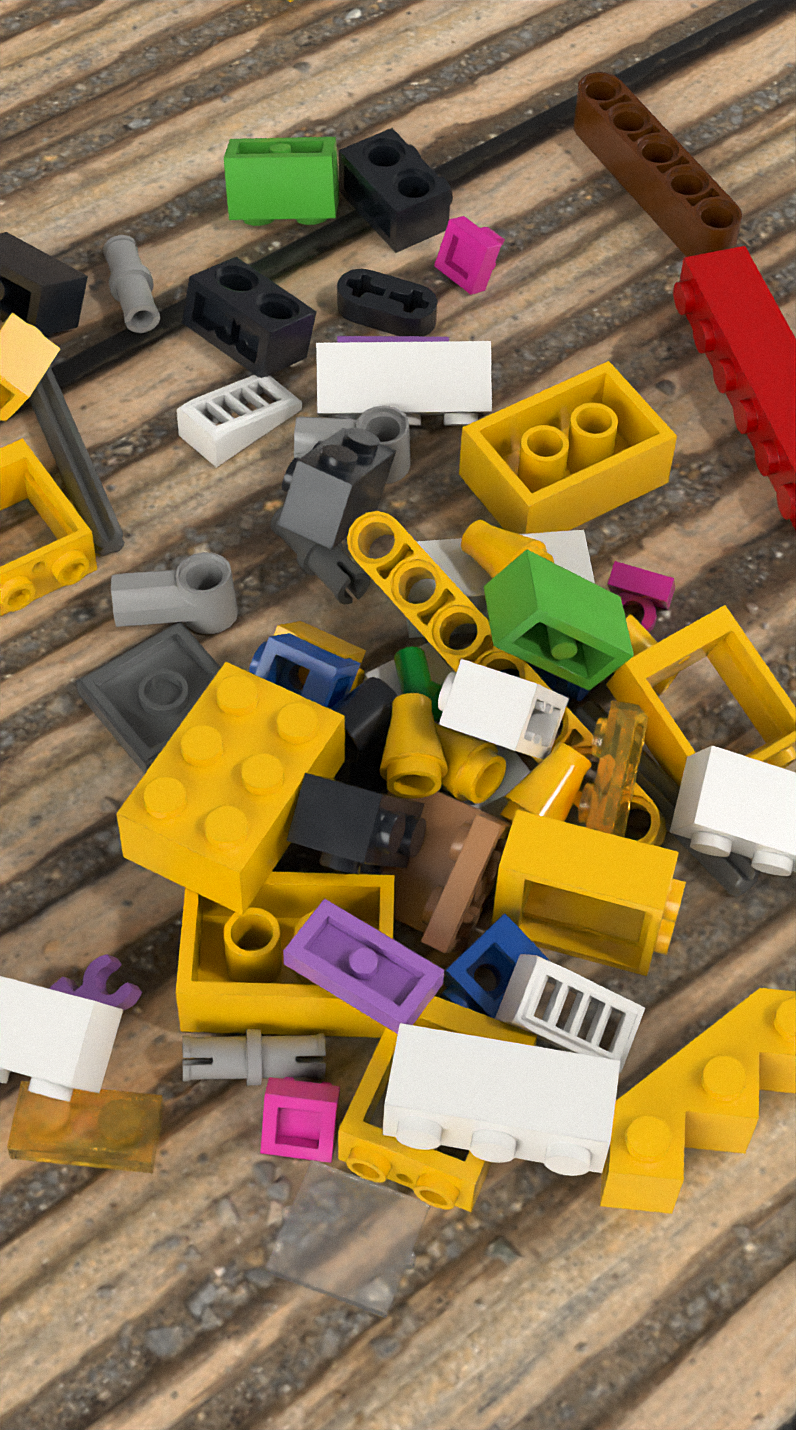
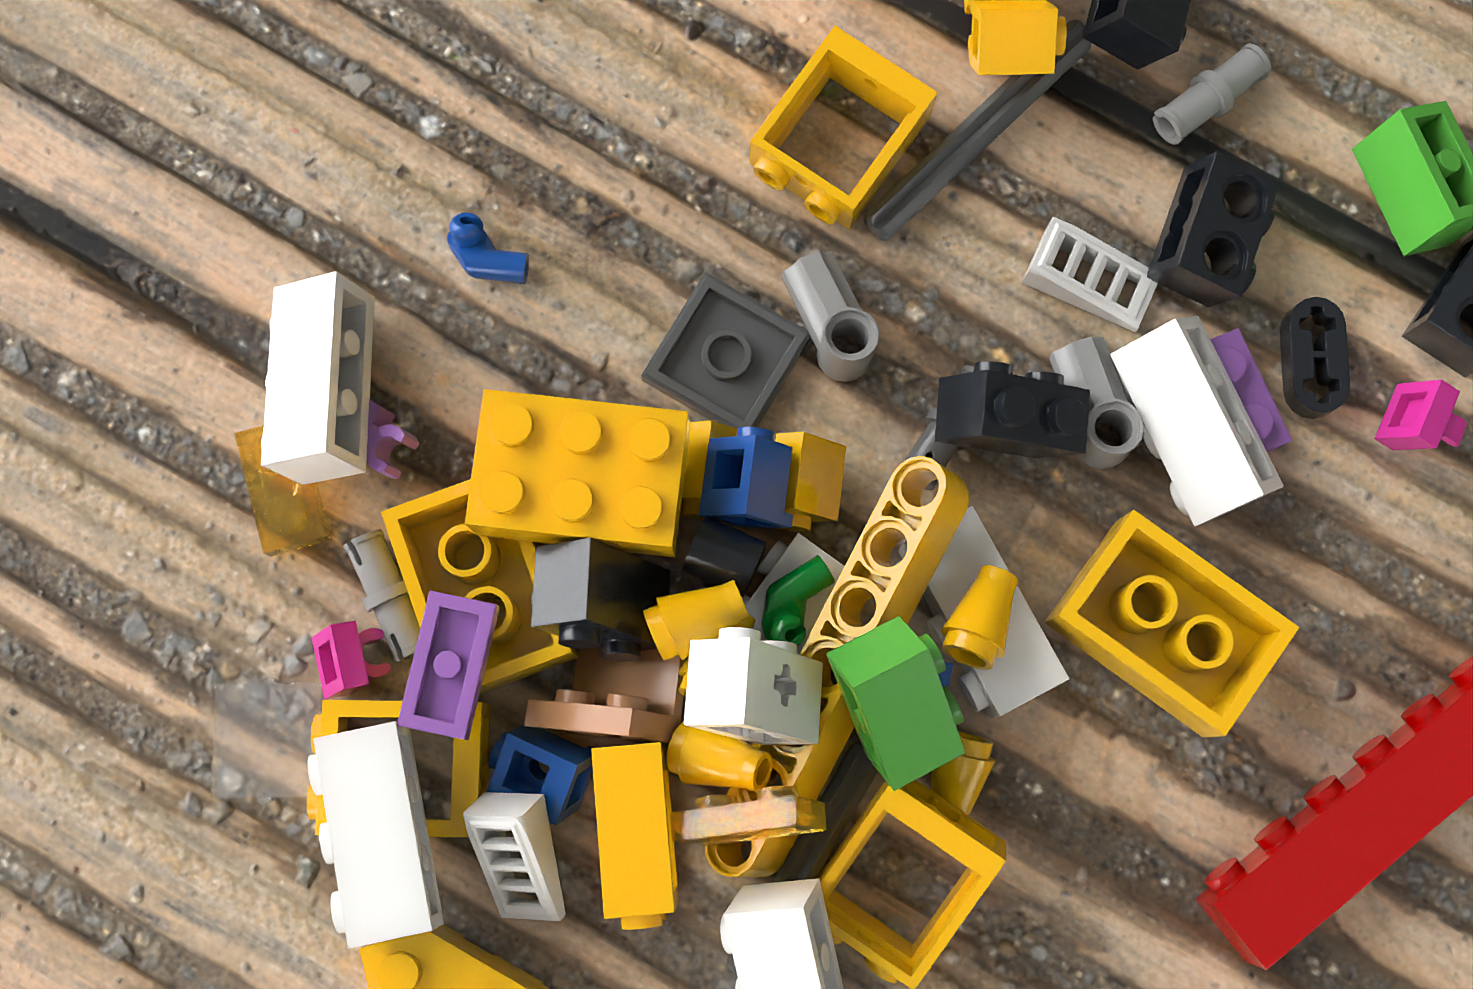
camera: 70 degrees right, 25 degrees up
(643, 589) = (1039, 758): dark pink tile -> none

